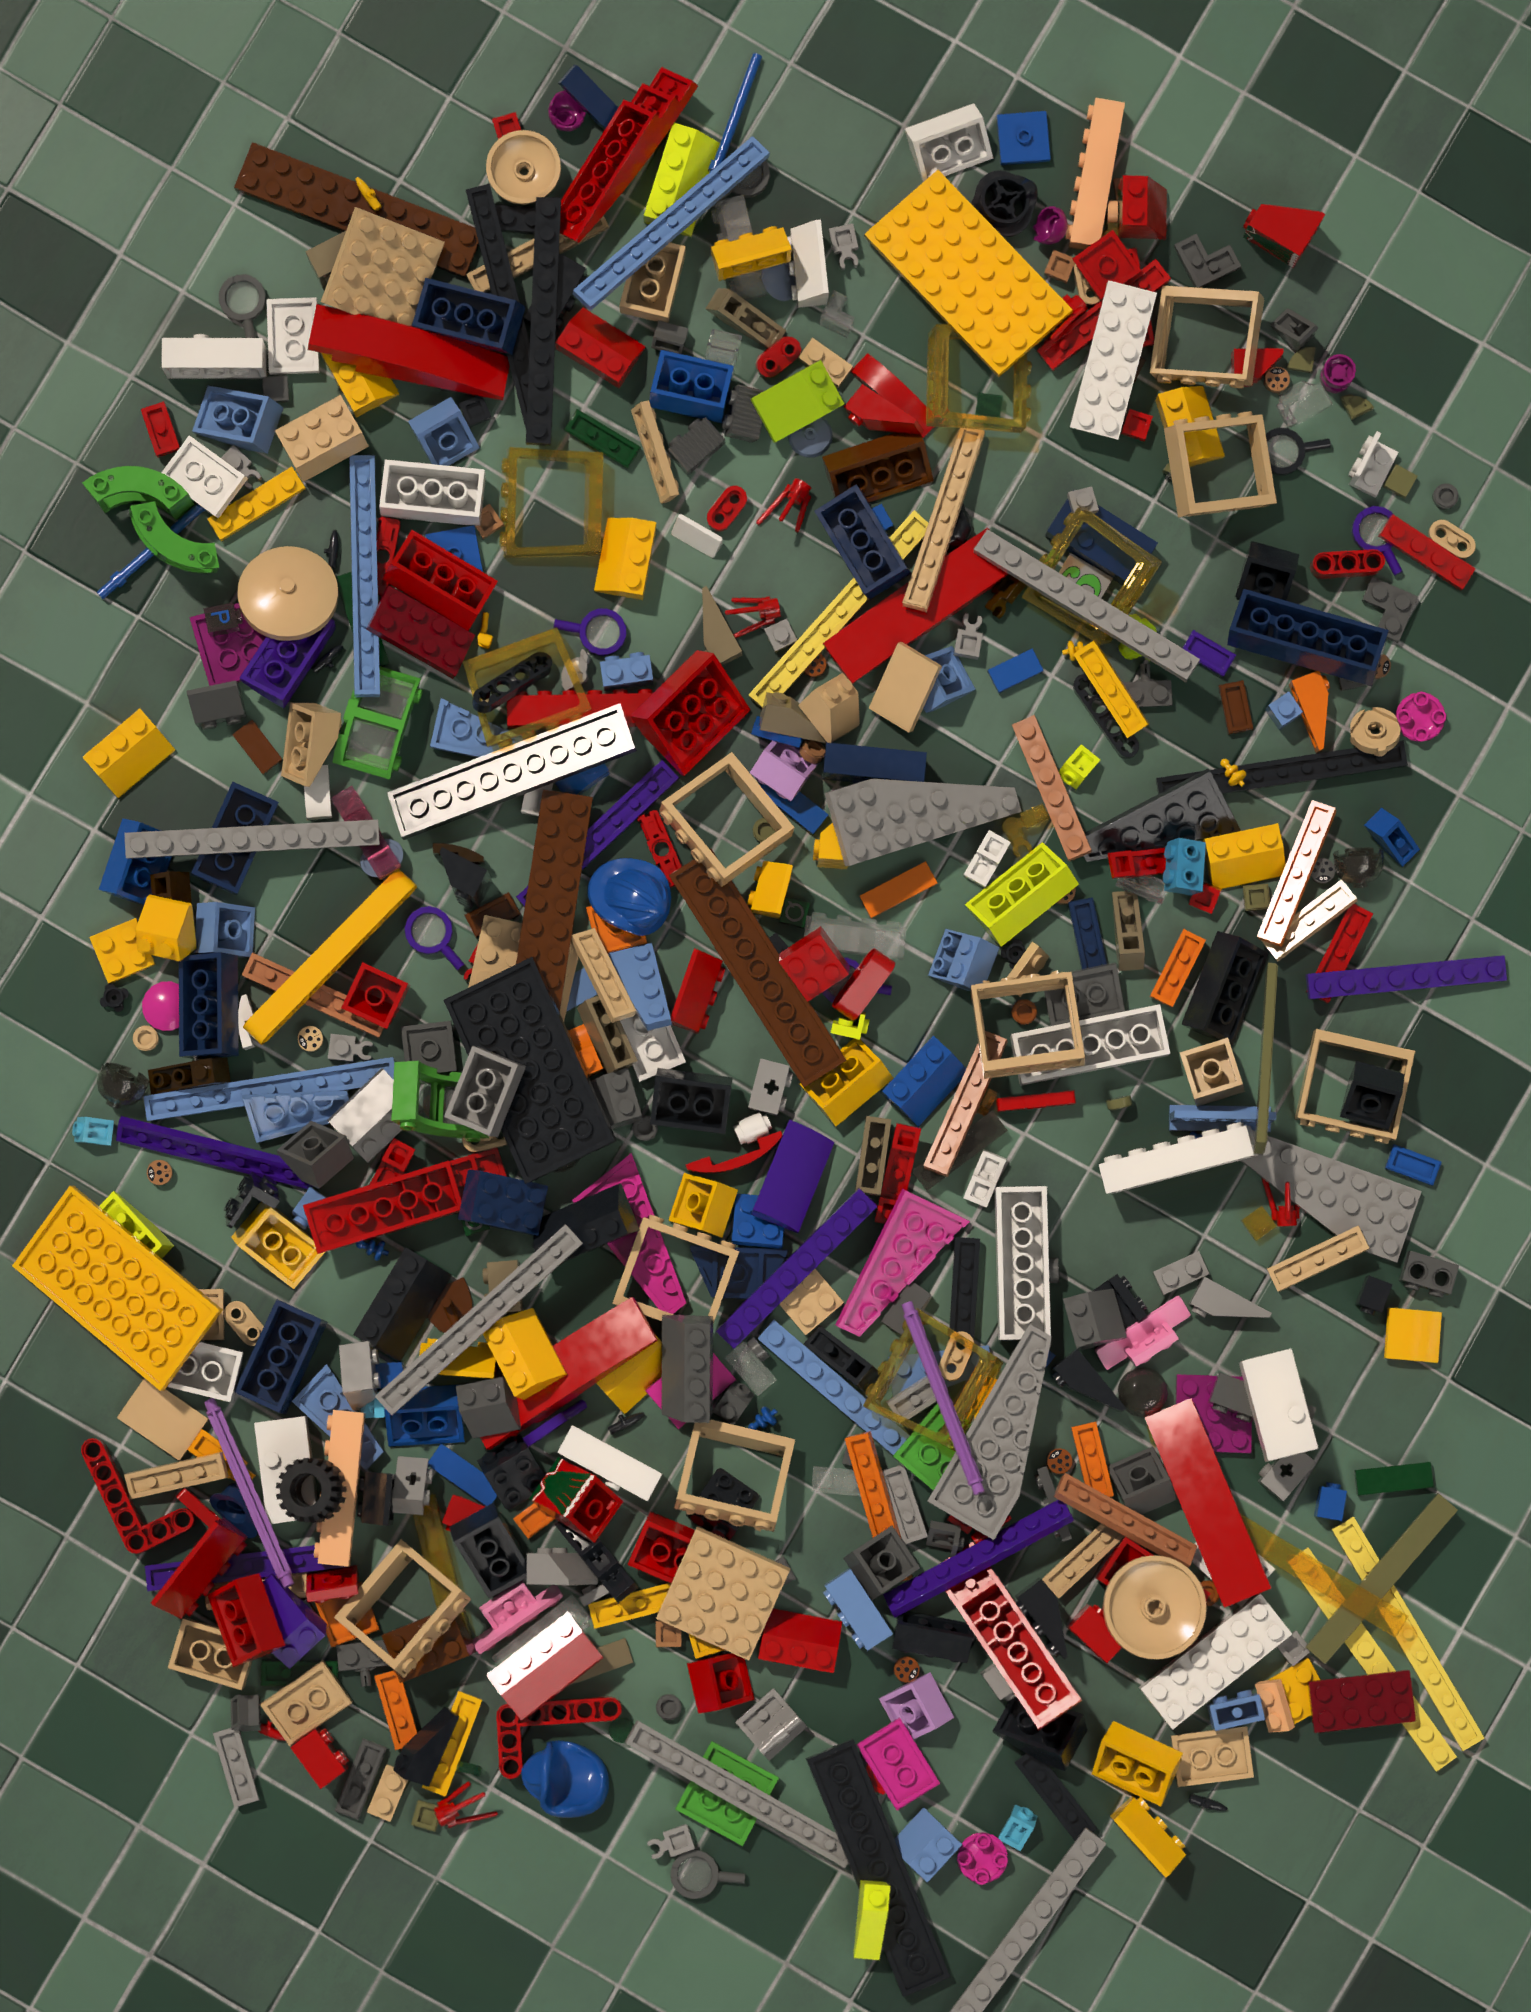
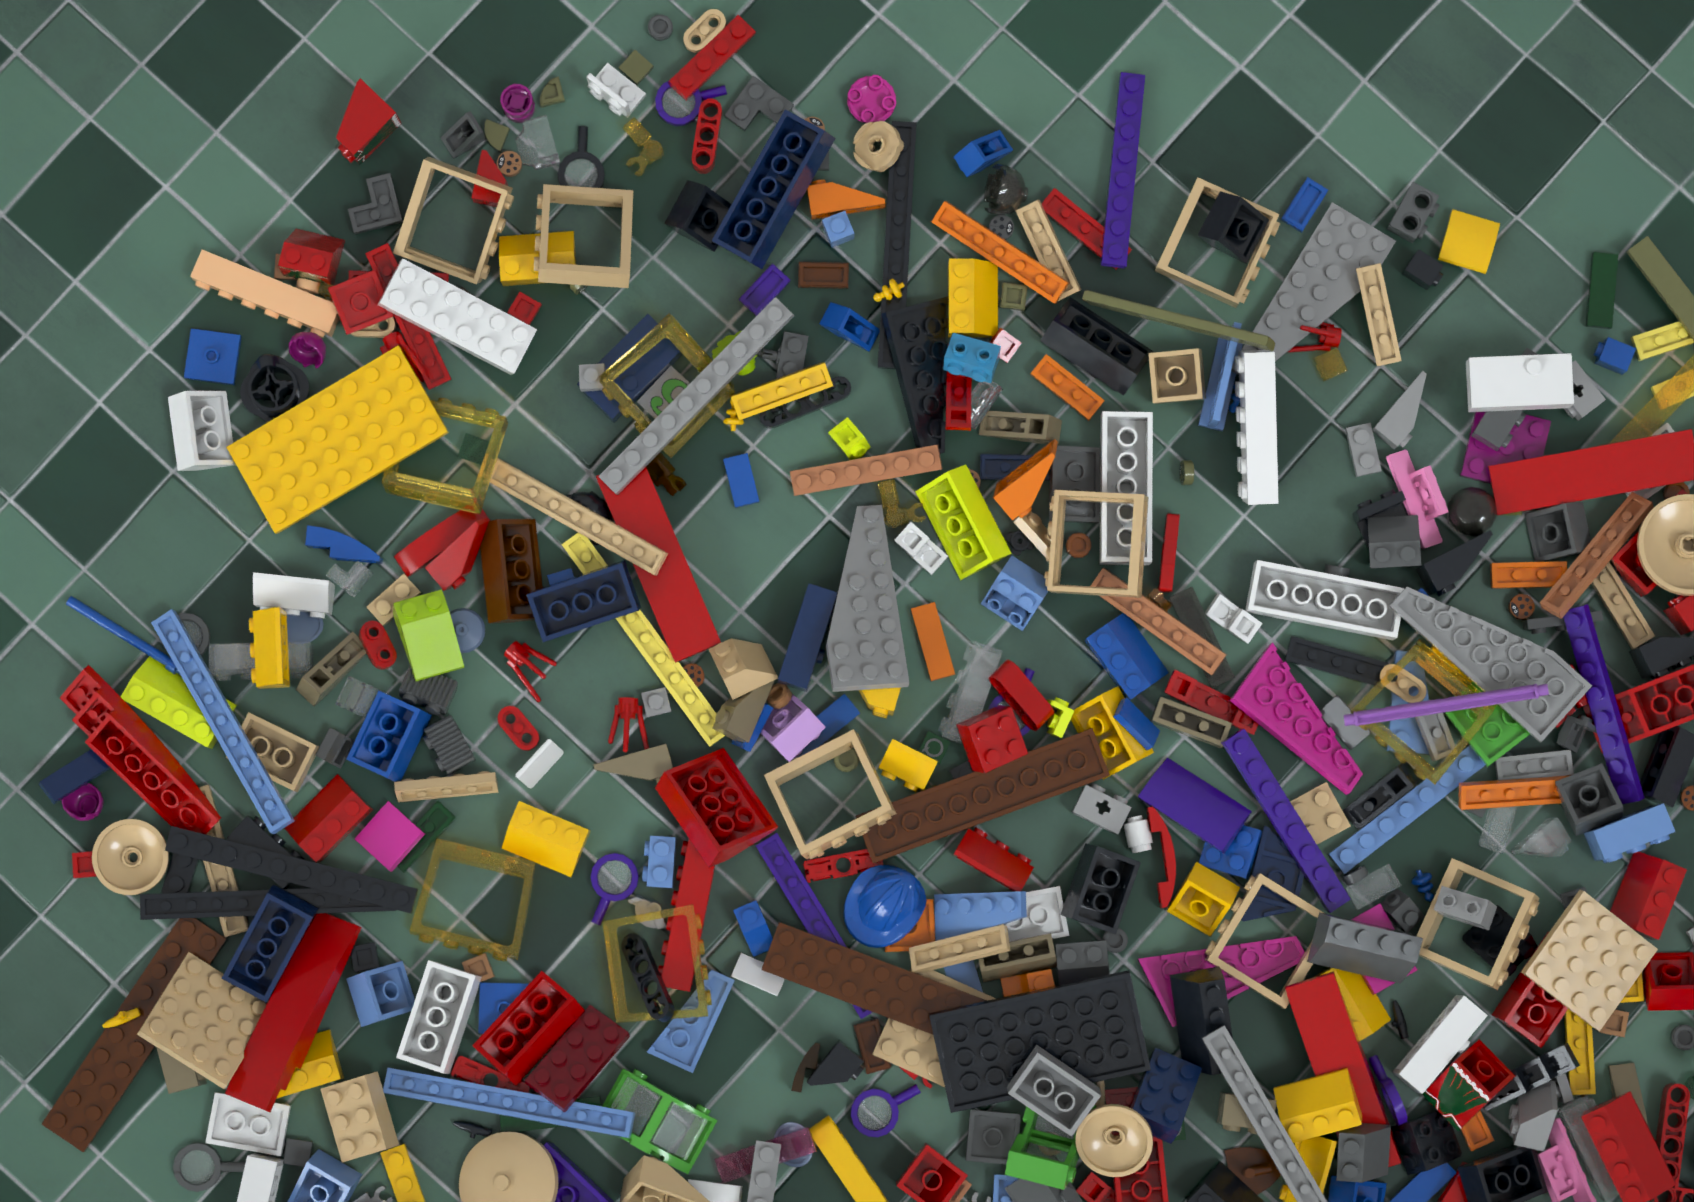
camera: 75 degrees left, 0 degrees up
(327, 659) = (582, 1157): black helmet -> none
(436, 1160) = (1109, 1153): none -> tan dish
(484, 639) = (597, 996): yellow hand -> none
(512, 771) = (737, 996): plate -> none
(595, 408) = (389, 836): none -> dark pink tile
(747, 1458) = (1465, 908): none -> light grey brick
(830, 1528) = (1545, 841): none -> clear slope
(844, 242) = (277, 554): light grey plate -> none
(859, 1102) = (1136, 723): none -> blue tile
(866, 299) = (340, 545): none -> blue slope
(905, 687) = (736, 590): tan tile -> none
(951, 682) = (734, 556): medium blue slope -> none
(968, 640) = (702, 520): light grey plate -> none
(1059, 266) = (350, 349): medium nougat plate -> none
(1064, 939) = (1020, 487): none -> orange slope
(1190, 743) = (849, 326): none -> blue slope
(1322, 513) = (652, 149): none -> clear yellow bar

